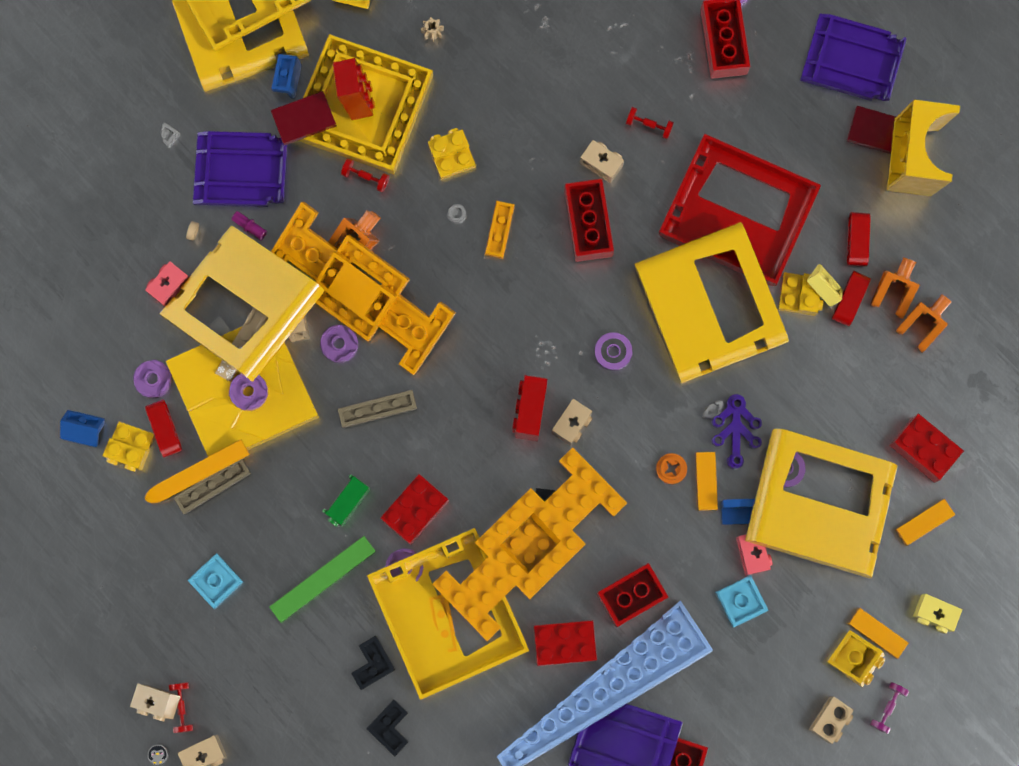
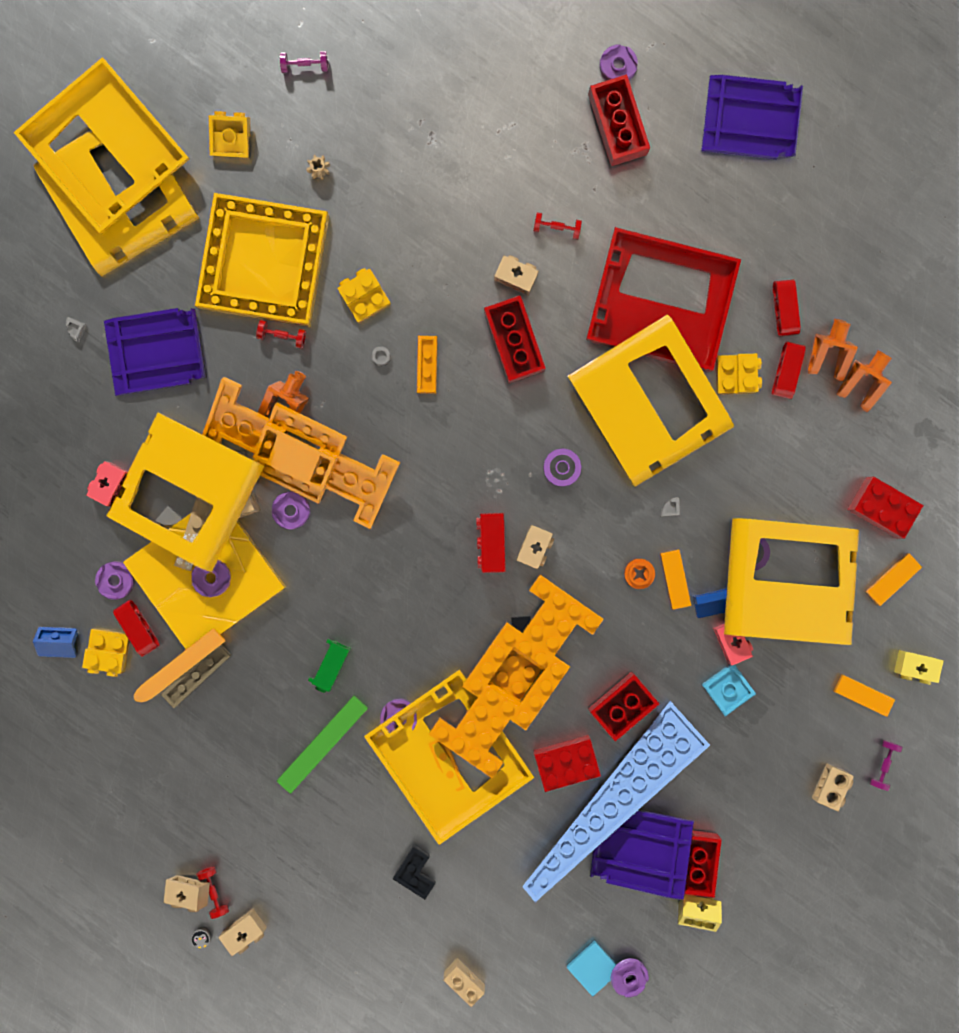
camera: 10 degrees left, 10 degrees up
(192, 231) = (120, 425): tan tile -> none
(215, 581) = (219, 765): medium azure tile -> none
(249, 225) = (176, 408): magenta axle -> none
(287, 75) = (180, 244): blue panel -> none
(303, 118) = (206, 287): dark red tile -> none
(353, 89) = (250, 249): red brick -> none
(377, 409) = (341, 569): dark tan plate -> none
(377, 666) = (391, 816): black plate -> none
(414, 509) = (397, 662): red brick -> none
(736, 427) = (696, 522): dark purple plant -> none
(825, 286) = (762, 363): light yellow slope -> none
(857, 658) = (848, 725): yellow plate -> none
(872, 129) = (789, 190): dark red tile -> none
(909, 164) = (826, 208): yellow piece -> none

